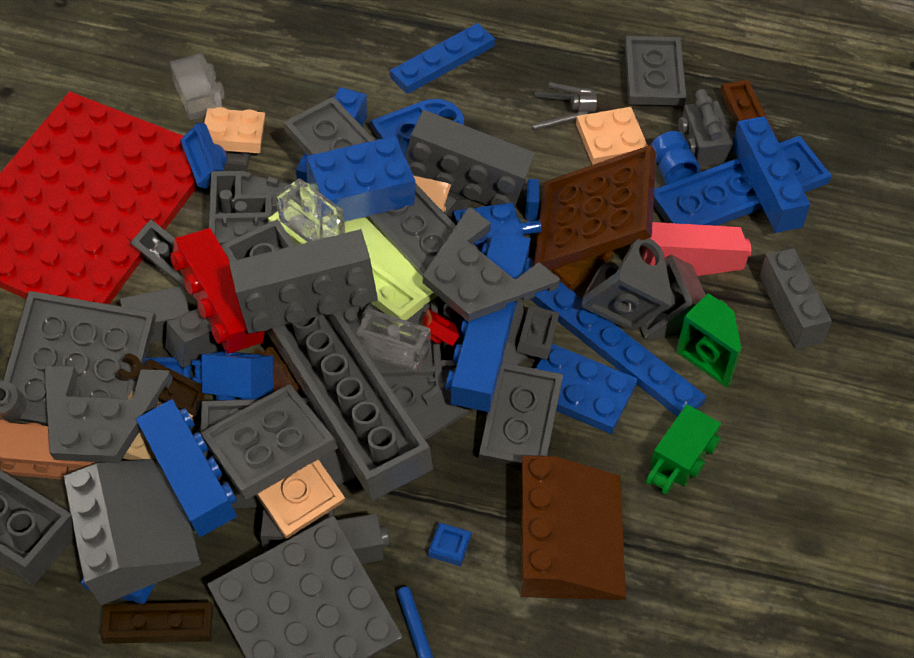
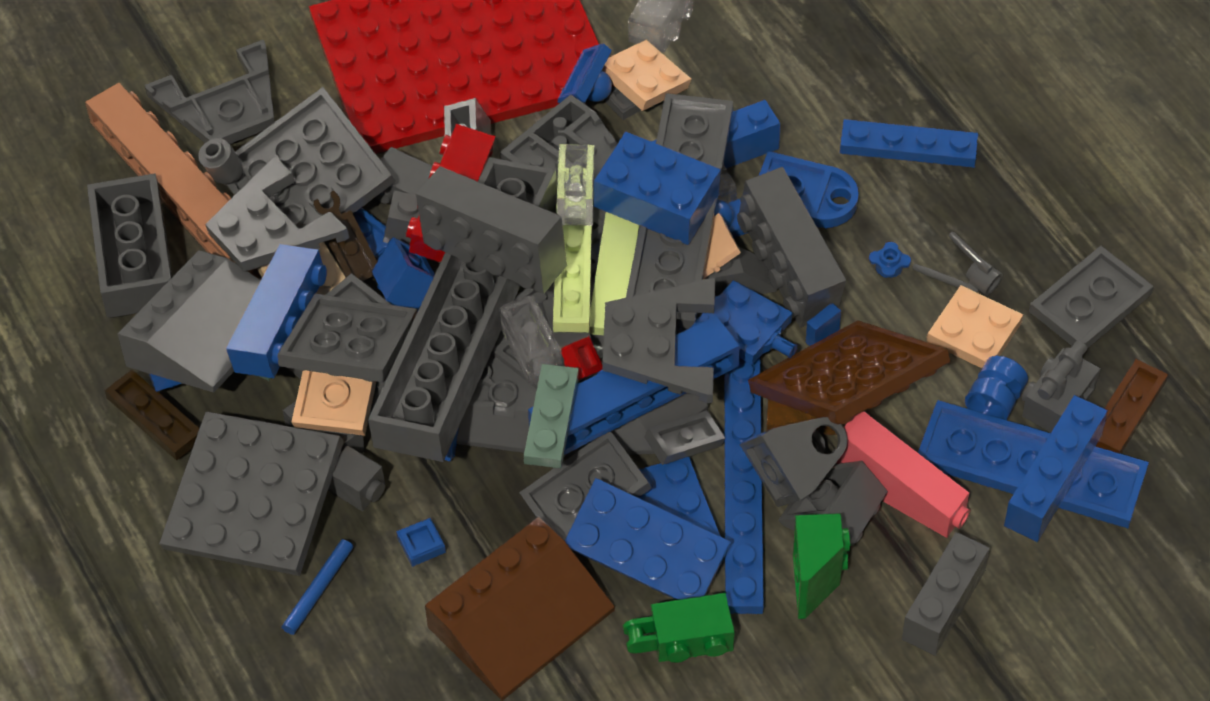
camera: 50 degrees right, 0 degrees up
(475, 376) = (551, 416): none -> sand green plate
(518, 132) = (886, 267): none -> blue plate
(600, 415) = (646, 543): none -> blue plate

